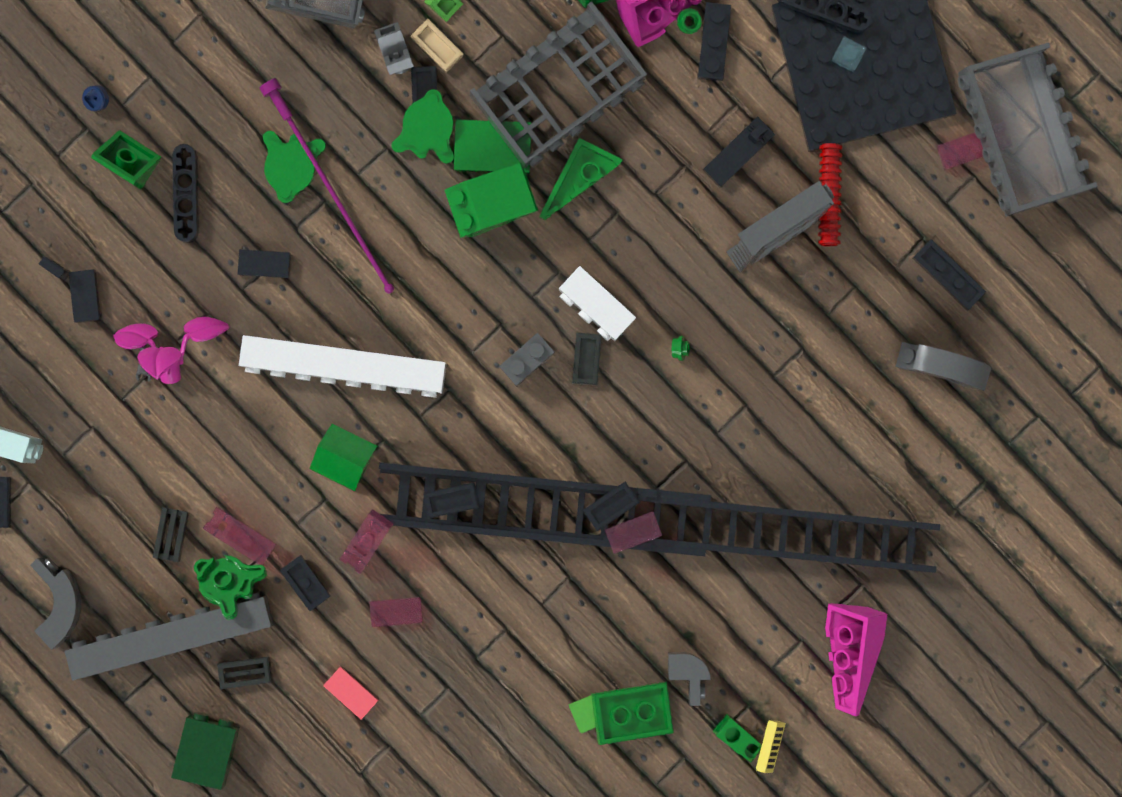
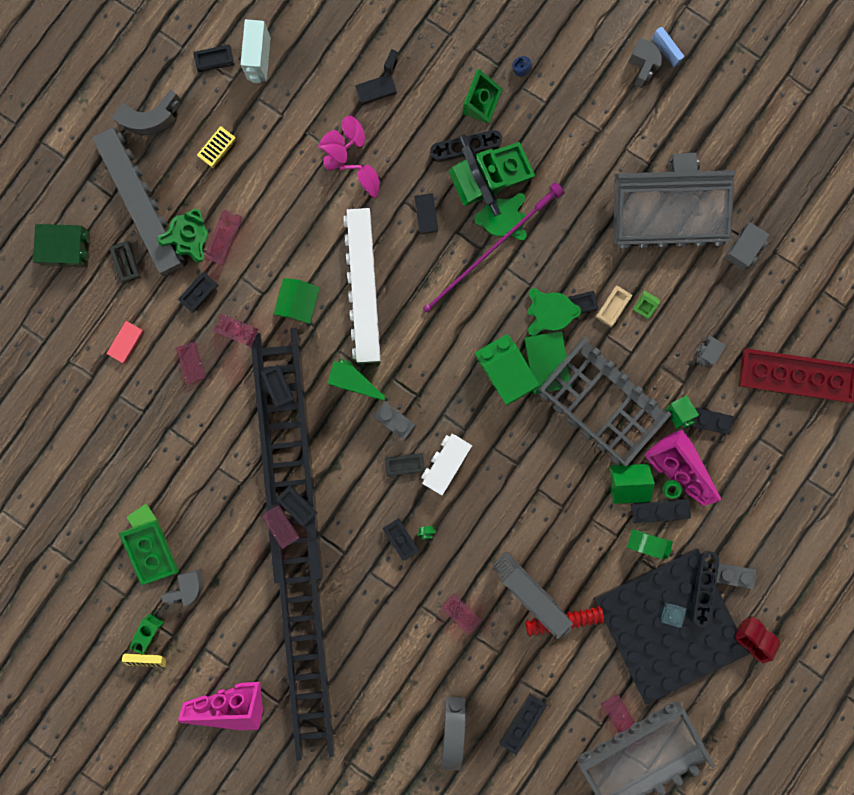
camera: 70 degrees right, 0 degrees up
(117, 521) = (216, 147): none -> light yellow tile
(160, 534) = (199, 187): pearl dark grey tile -> none
(230, 169) = (489, 172): none -> green piece
(394, 49) = (604, 275): dark grey brick -> none
(462, 403) = (348, 378): none -> green slope
(583, 169) = (545, 433): green wing -> none
(671, 71) = (631, 483): none -> green slope
(682, 383) = (400, 539): none -> black plate
(739, 152) = (582, 546): black hinge -> none
(753, 64) = (649, 544): none -> green brick
(793, 325) = (461, 613): none -> clear pink plate

